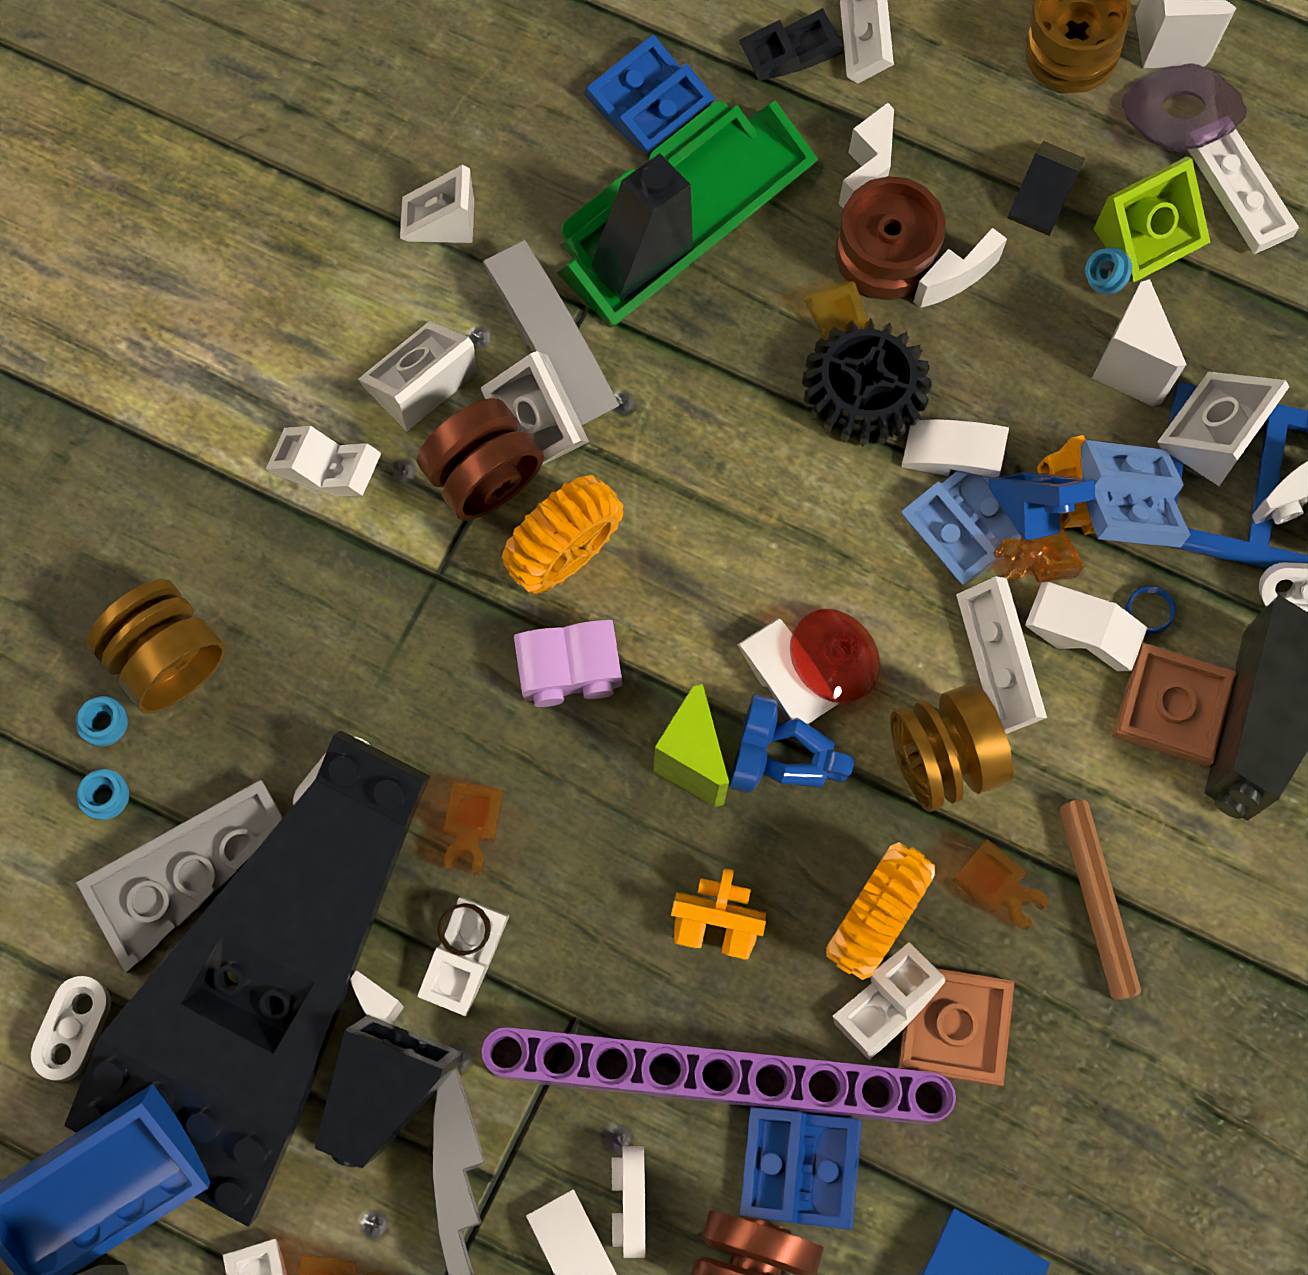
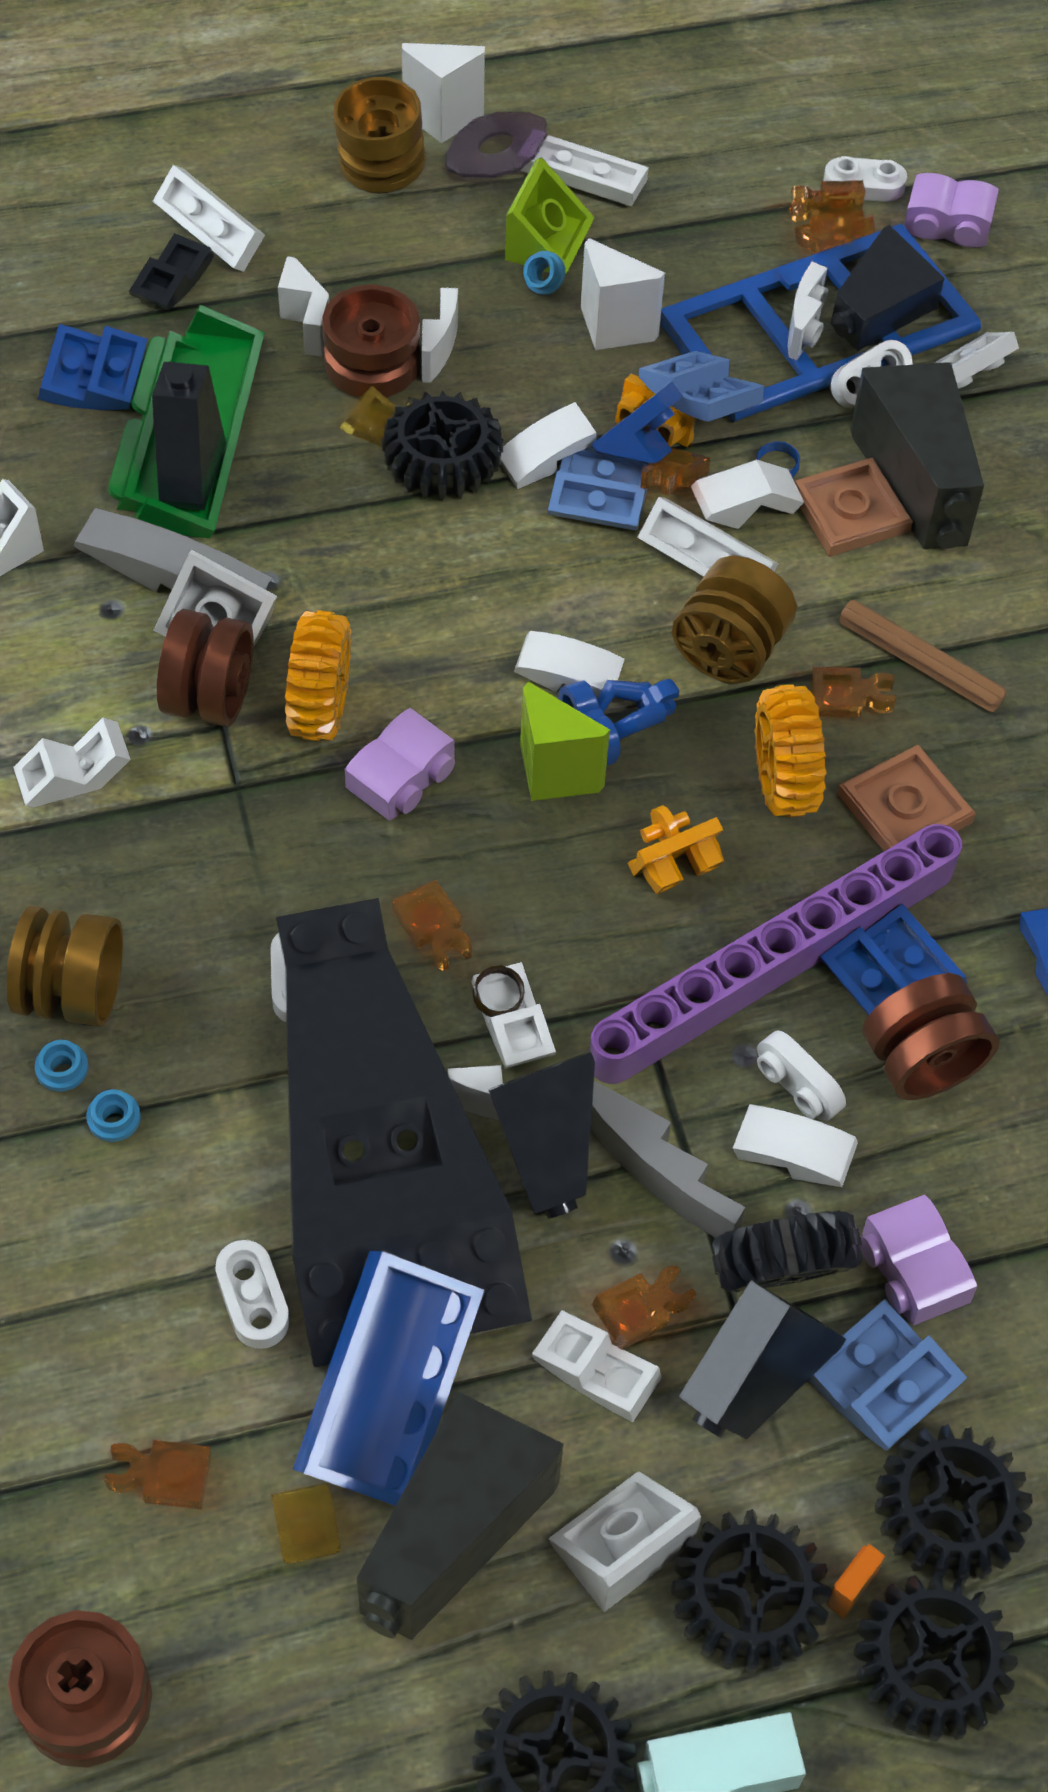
camera: 40 degrees left, 15 degrees down
(169, 878) = (228, 1133): light grey wing -> none
(421, 373) = (92, 653): white slope -> none
(825, 666) = (592, 629): clear red dish -> none
(890, 1002) = (848, 815): white slope -> none
(1045, 188) = (449, 251): black slope -> none
(1221, 421) = (717, 306): white slope -> none

